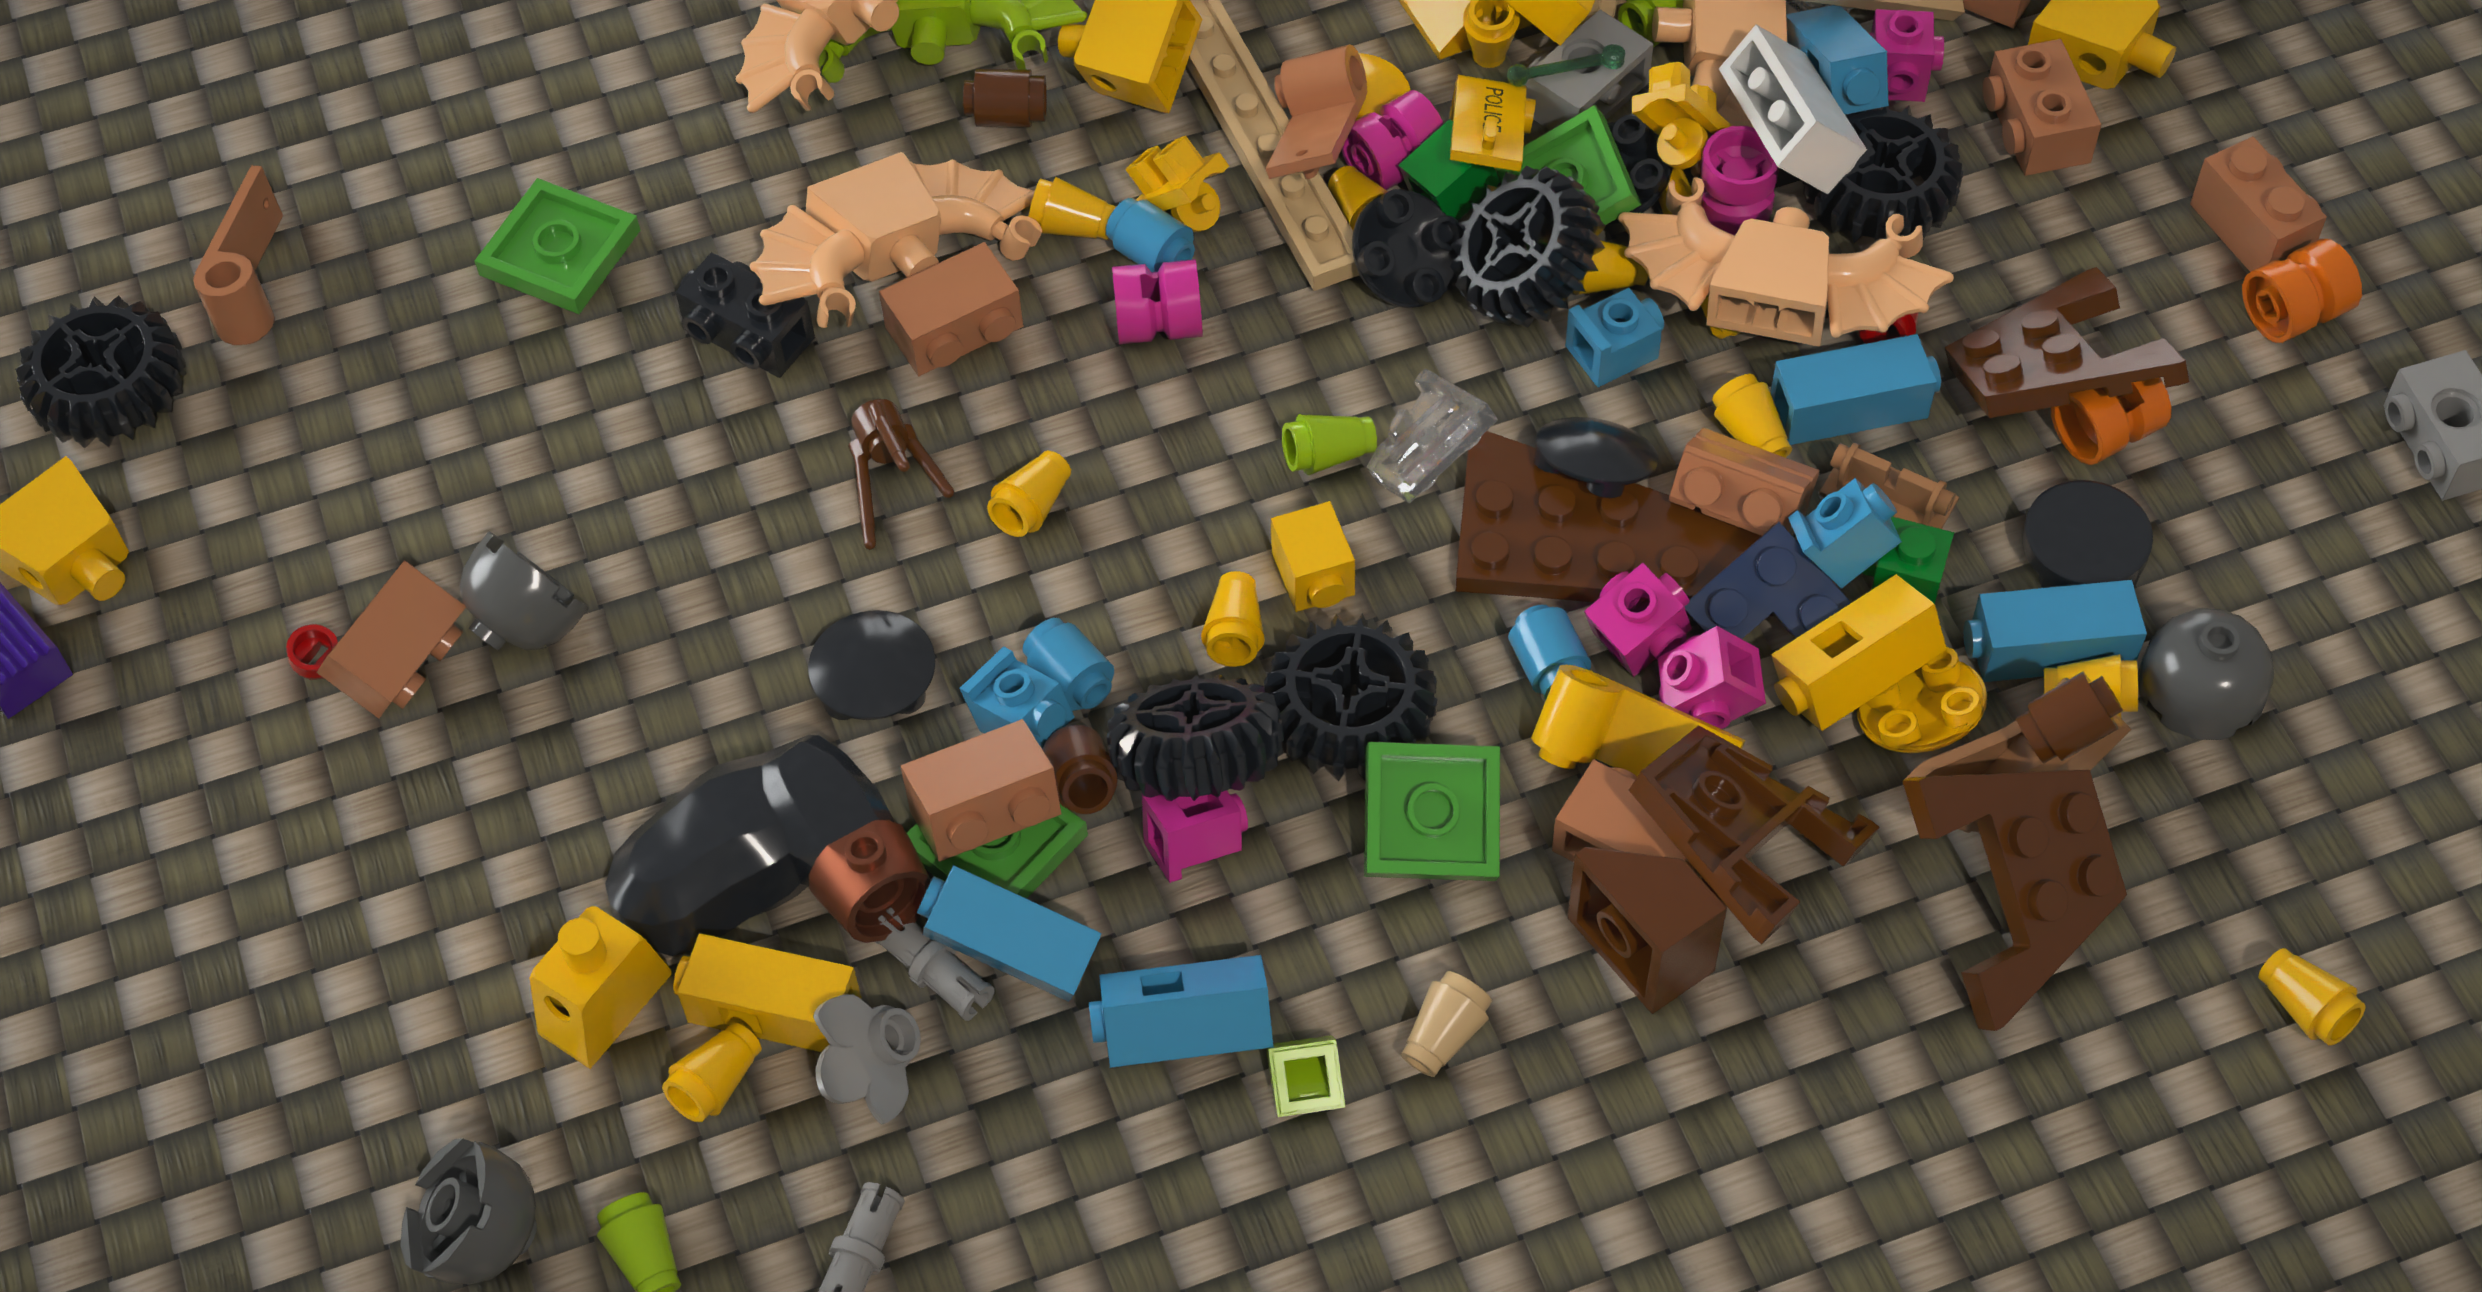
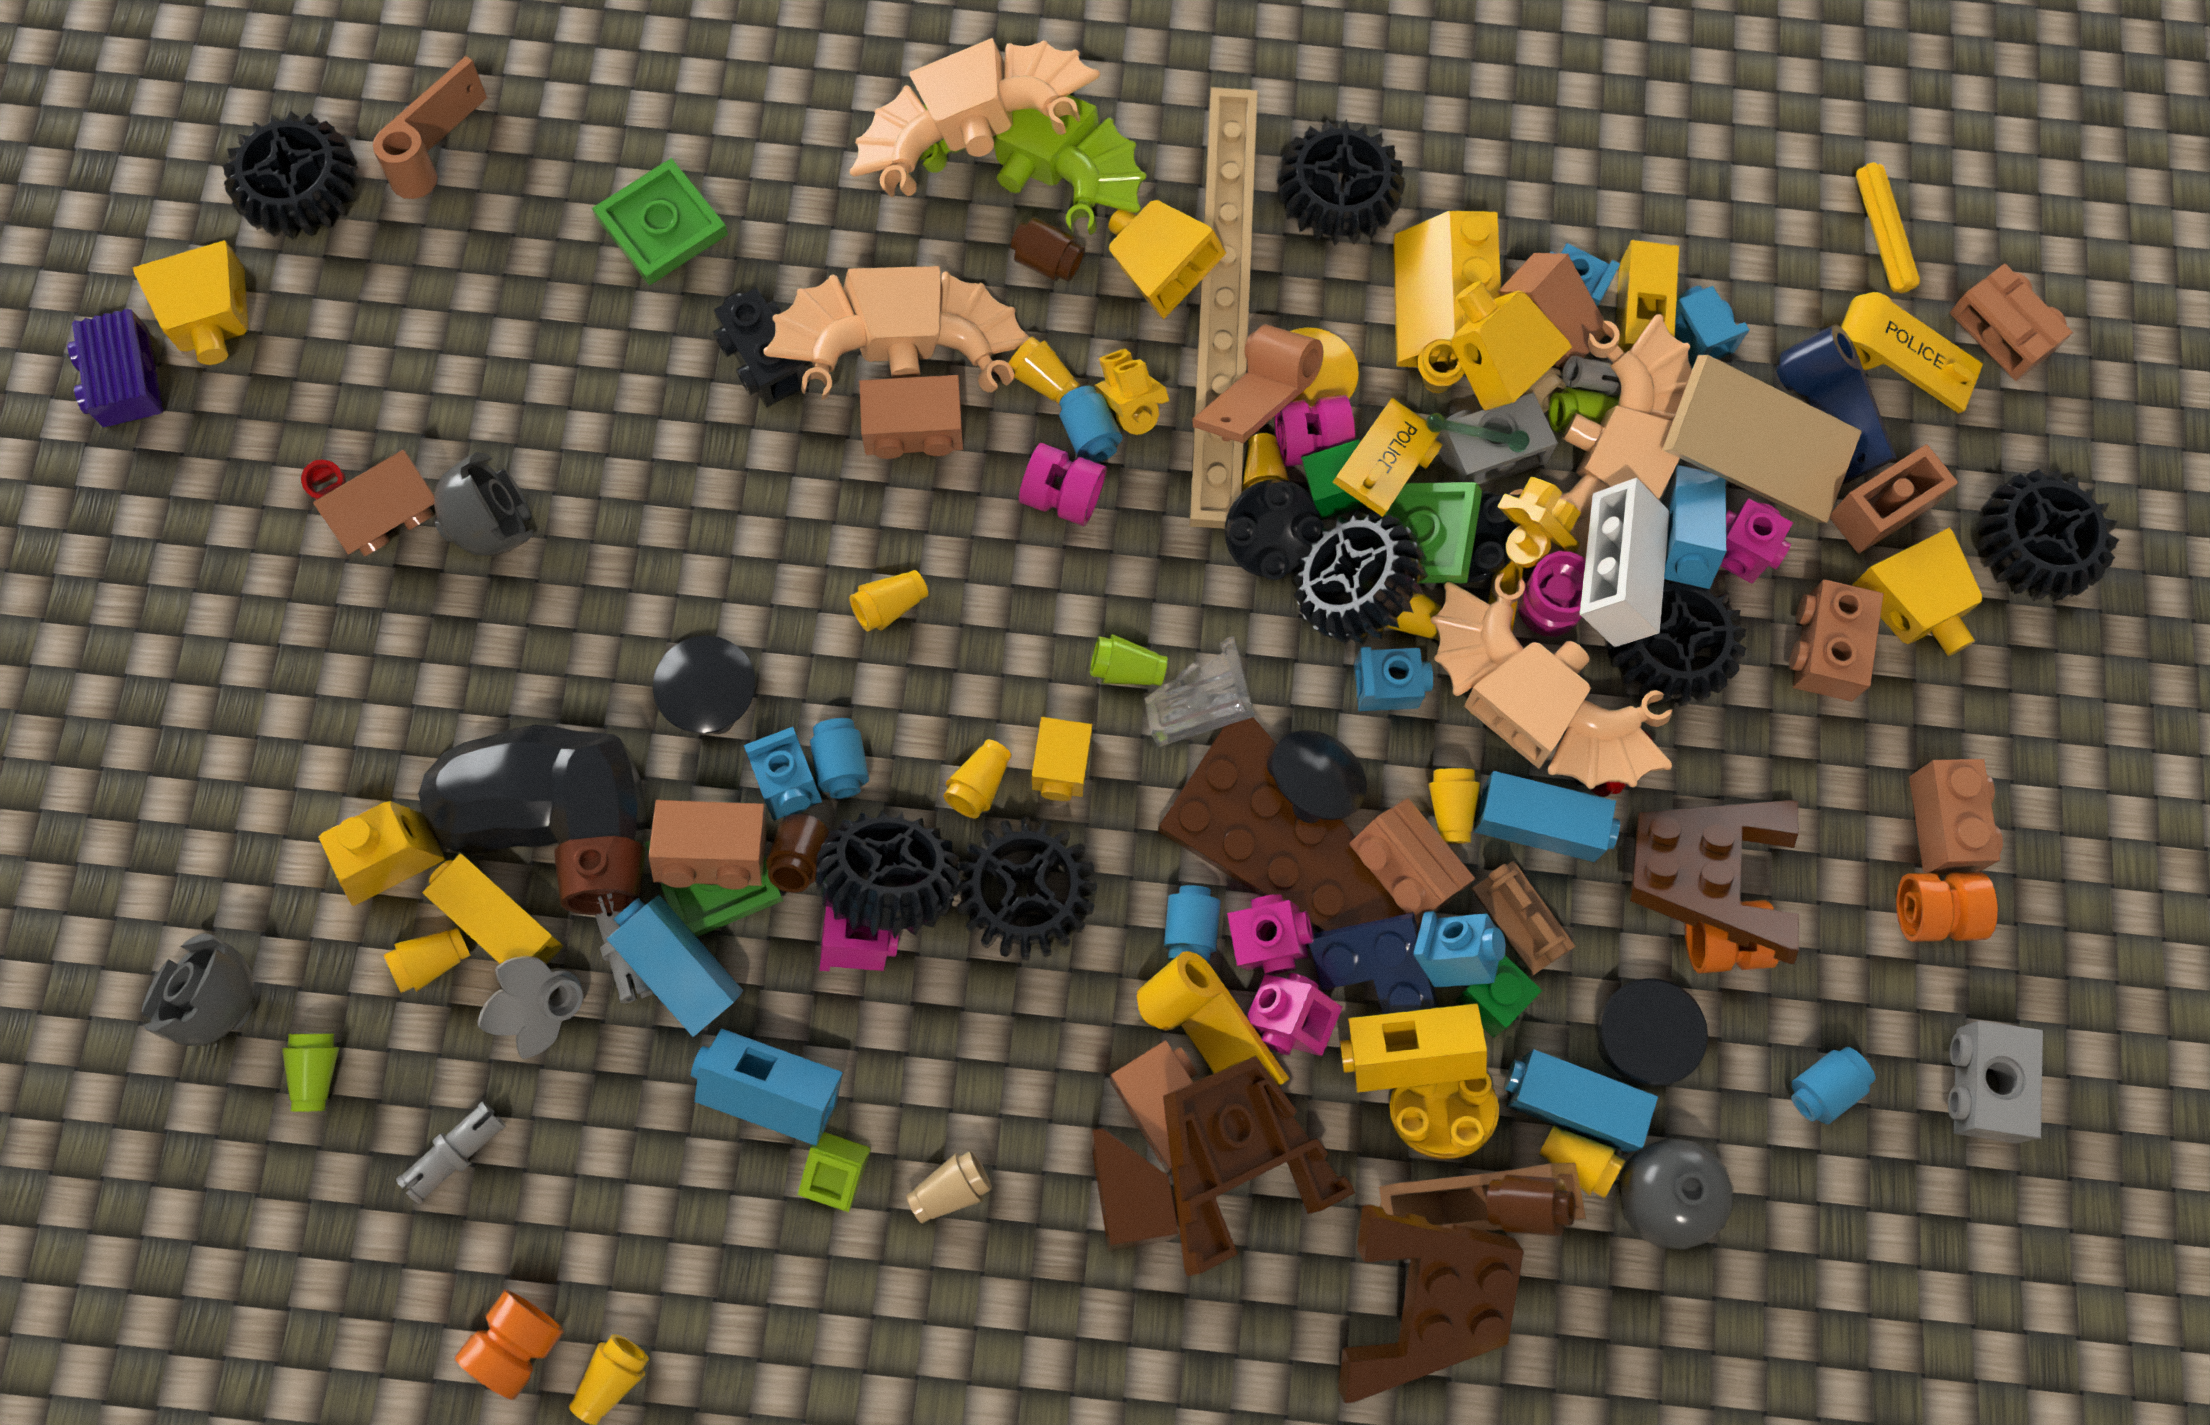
camera: 20 degrees right, 15 degrees up
(885, 439) = (805, 500): reddish brown plant -> none
(1432, 811) = (1030, 1017): bright green plate -> none
(2296, 501) = (1832, 1085): none -> dark azure brick

